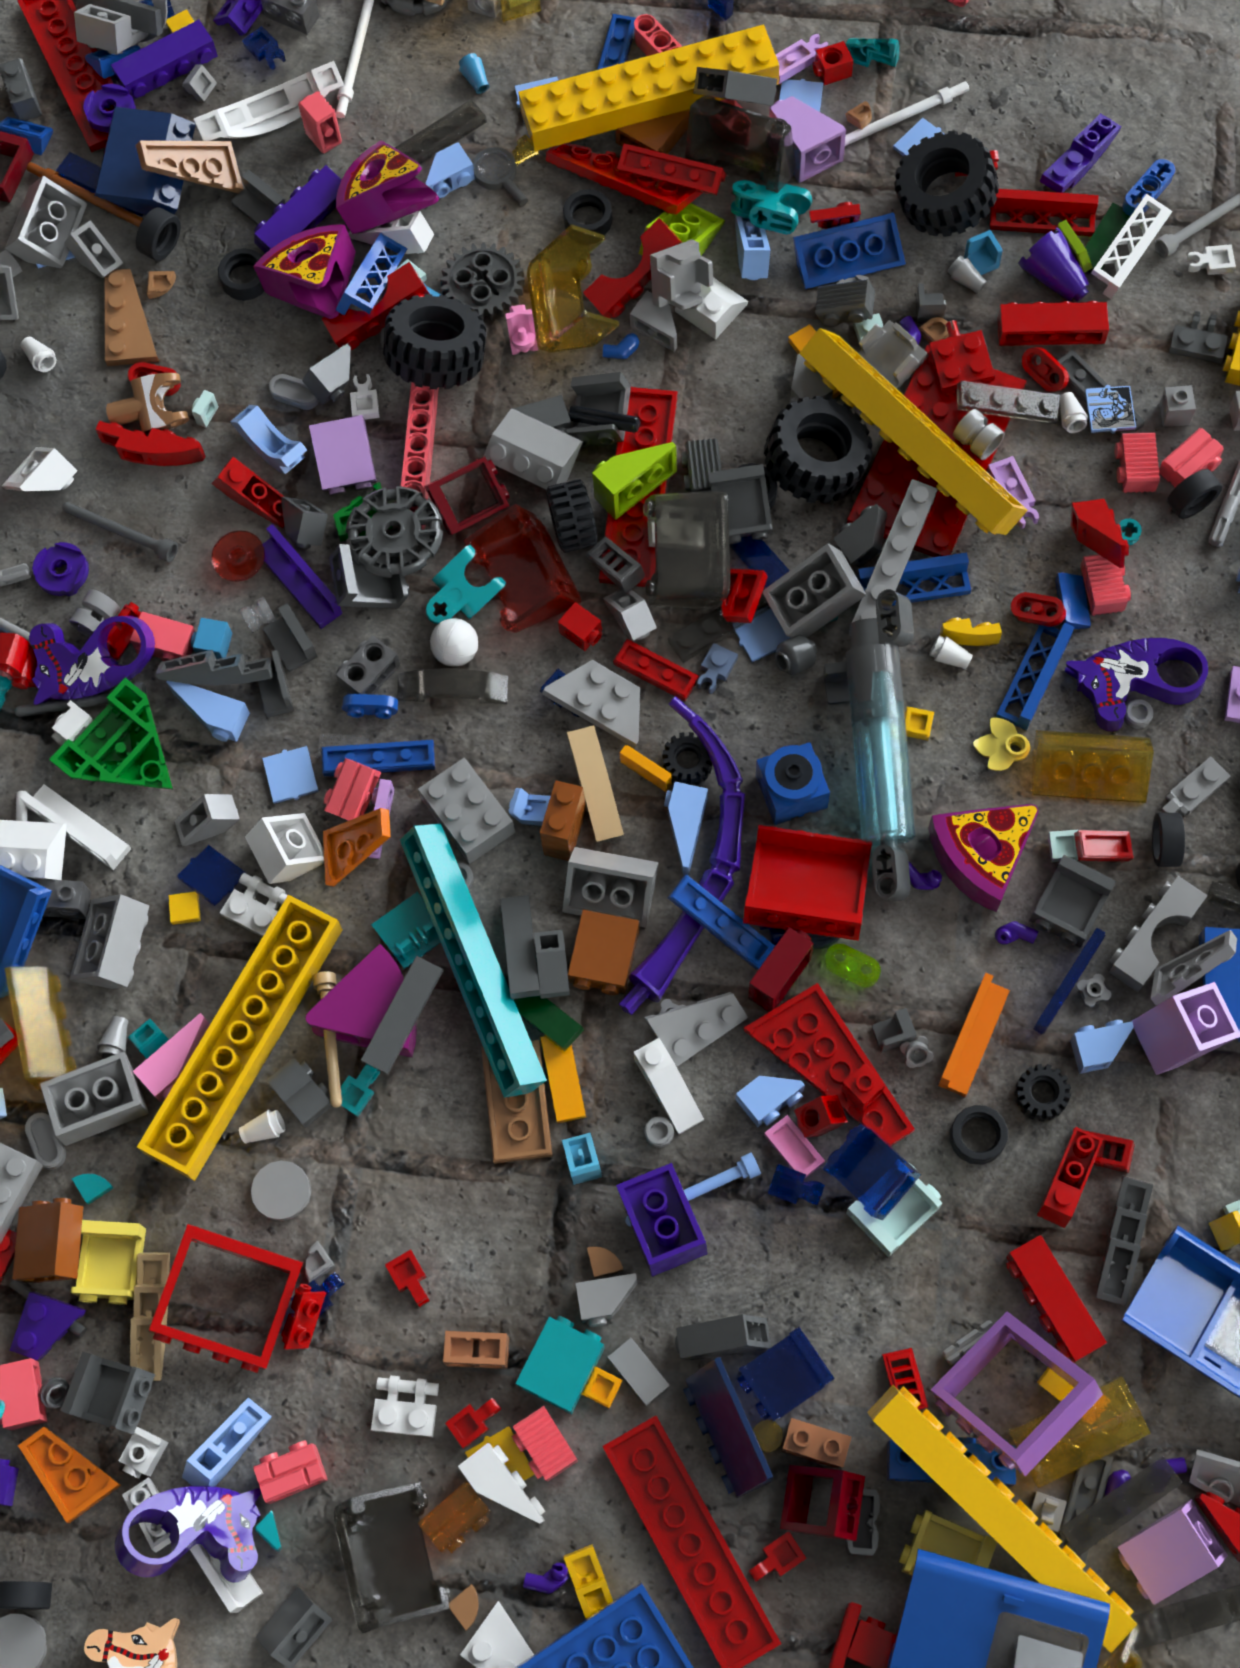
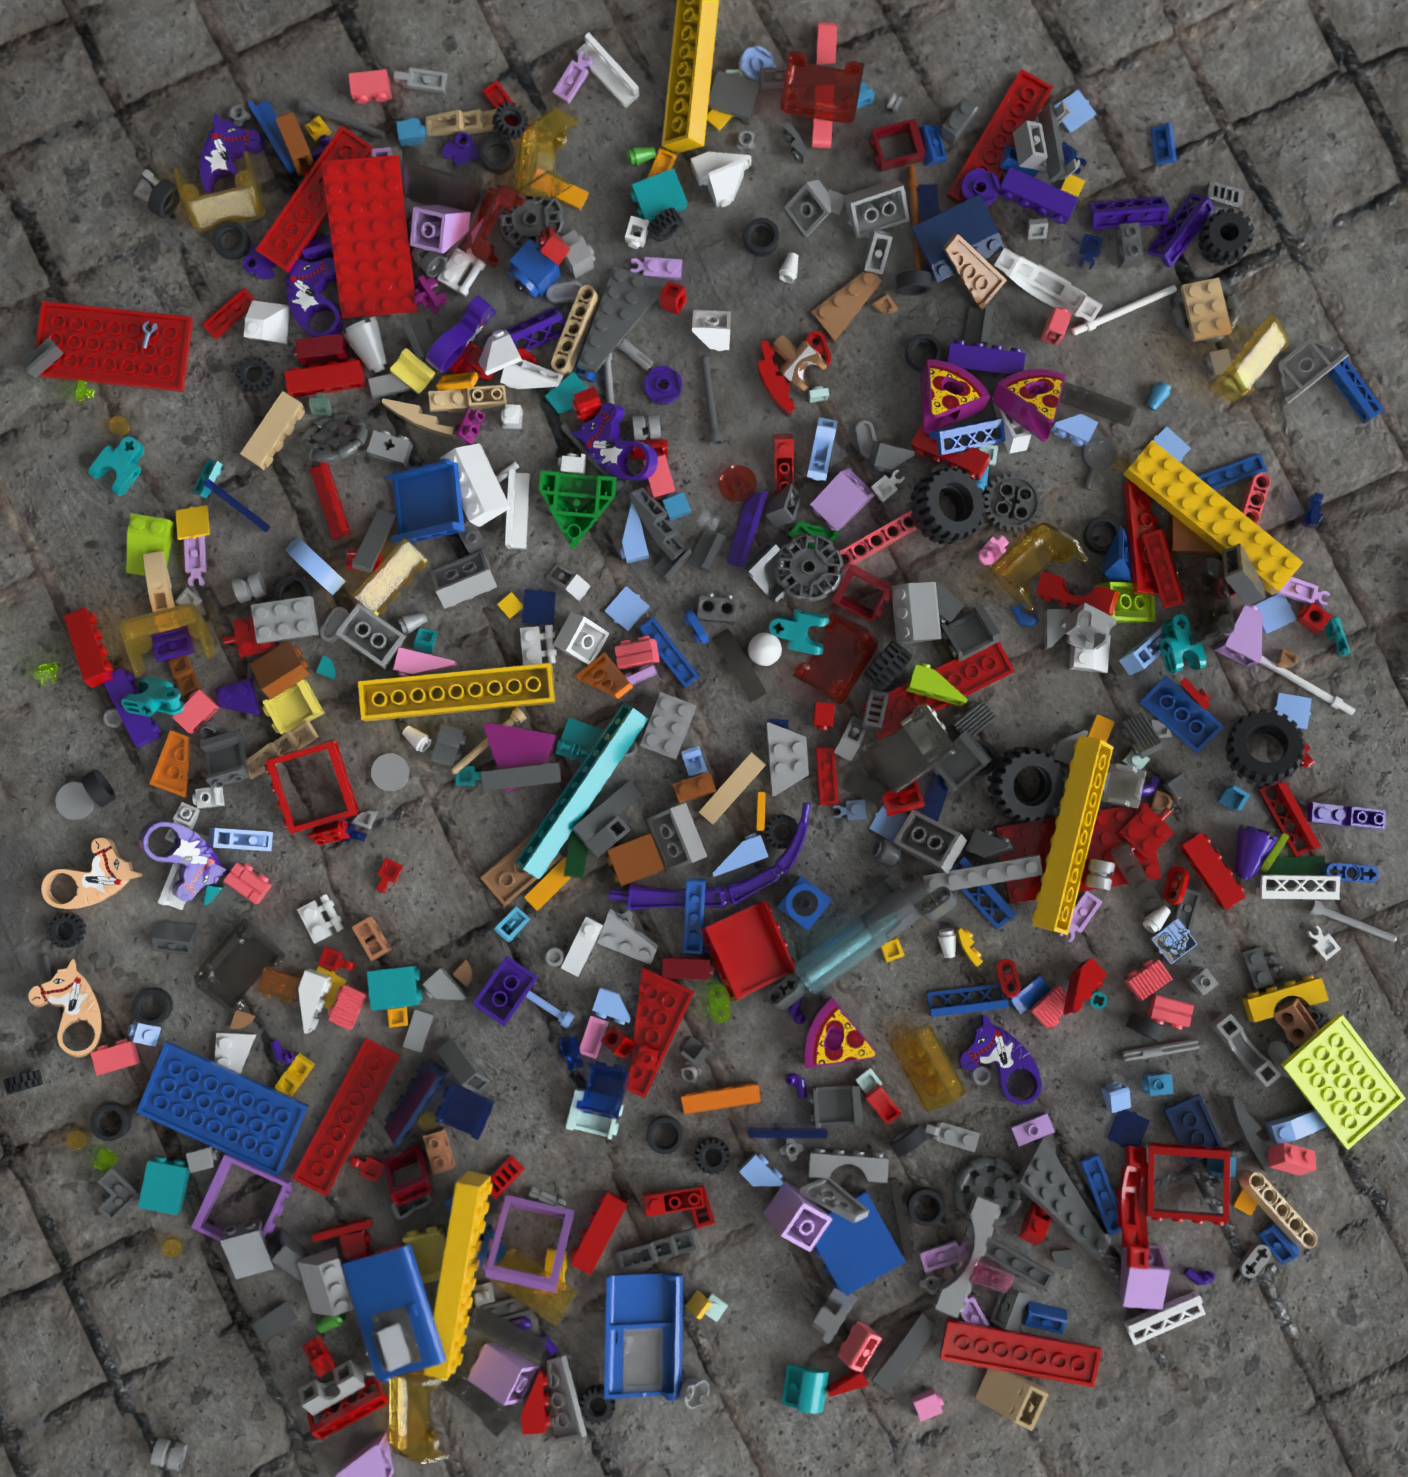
camera: 50 degrees right, 15 degrees up
(600, 417) = (964, 641): black axle -> none
(626, 209) = (1117, 559): none -> blue slope
(966, 274) = (1213, 794): light grey cone -> none
(998, 745) = (909, 1004): light yellow plate -> none

